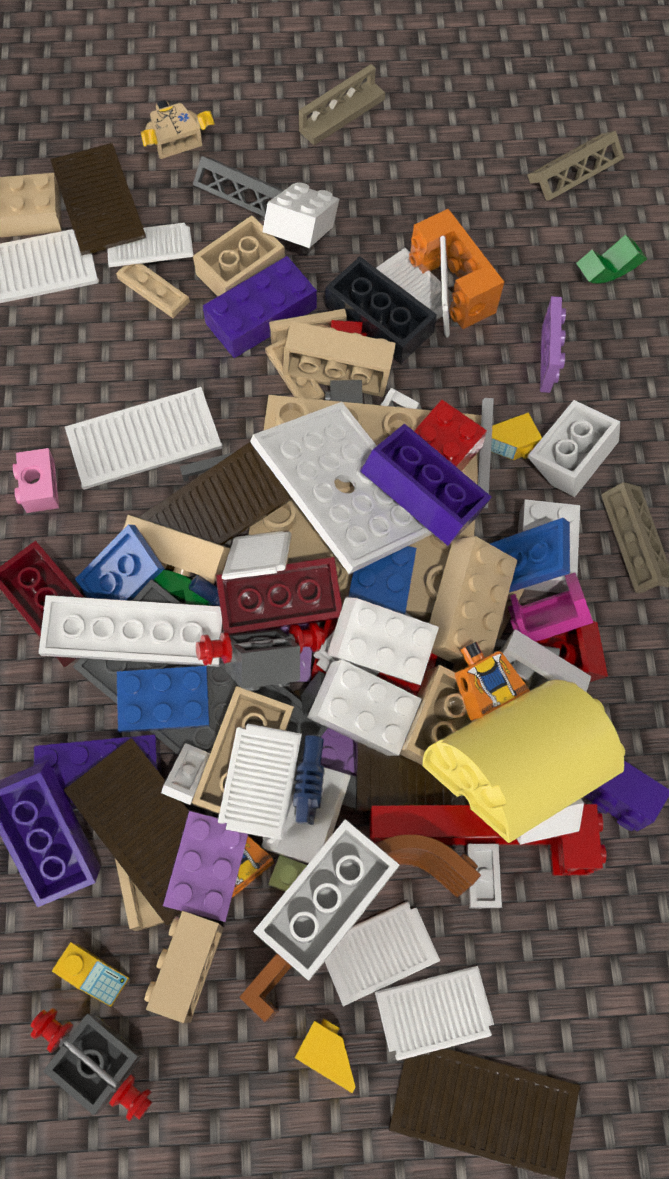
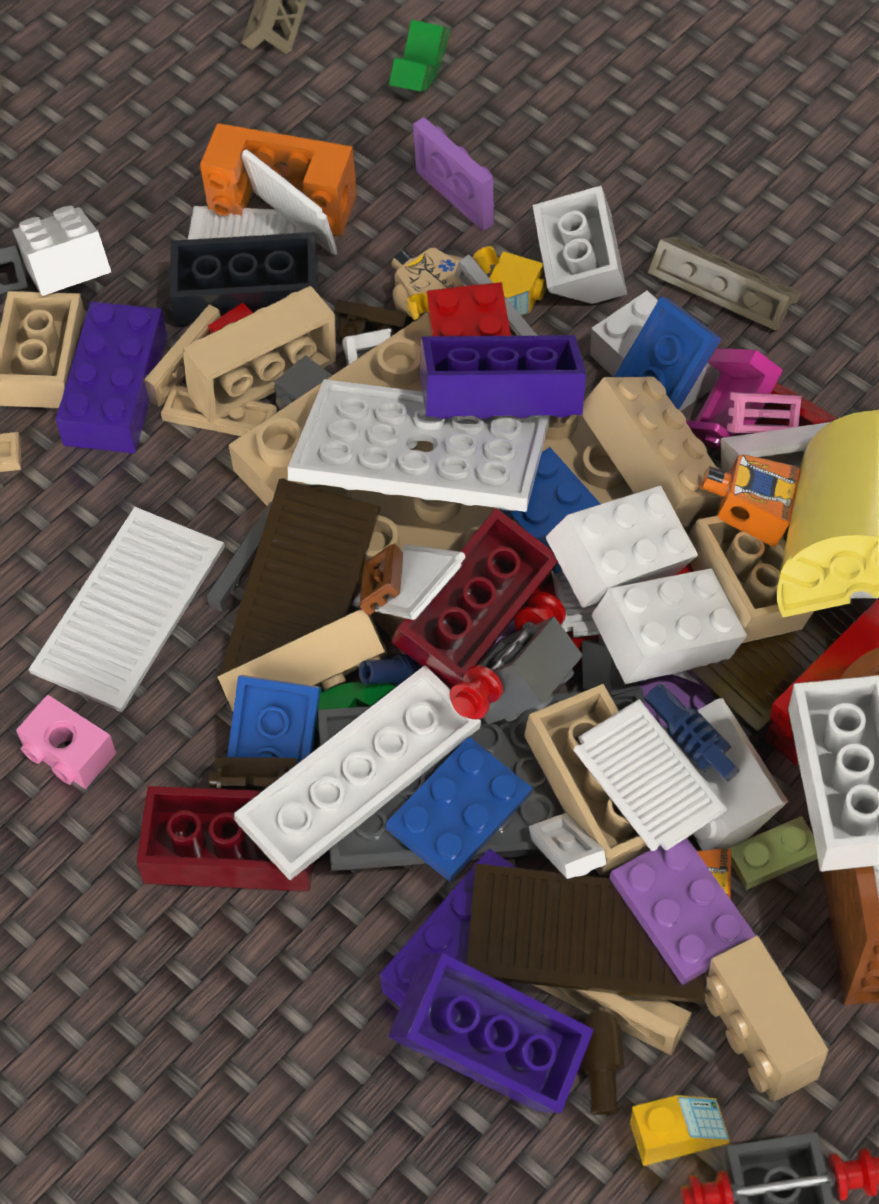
camera: 40 degrees left, 10 degrees down
(89, 580) = (249, 772): none -> dark brown hinge
(94, 900) = (603, 1061): none -> dark brown arm
(250, 539) = (381, 581): none -> dark orange tile
(412, 384) = (357, 317): none -> dark brown hinge
(471, 388) = (430, 272): none -> torso
(540, 623) = (739, 412): none -> bright pink tile

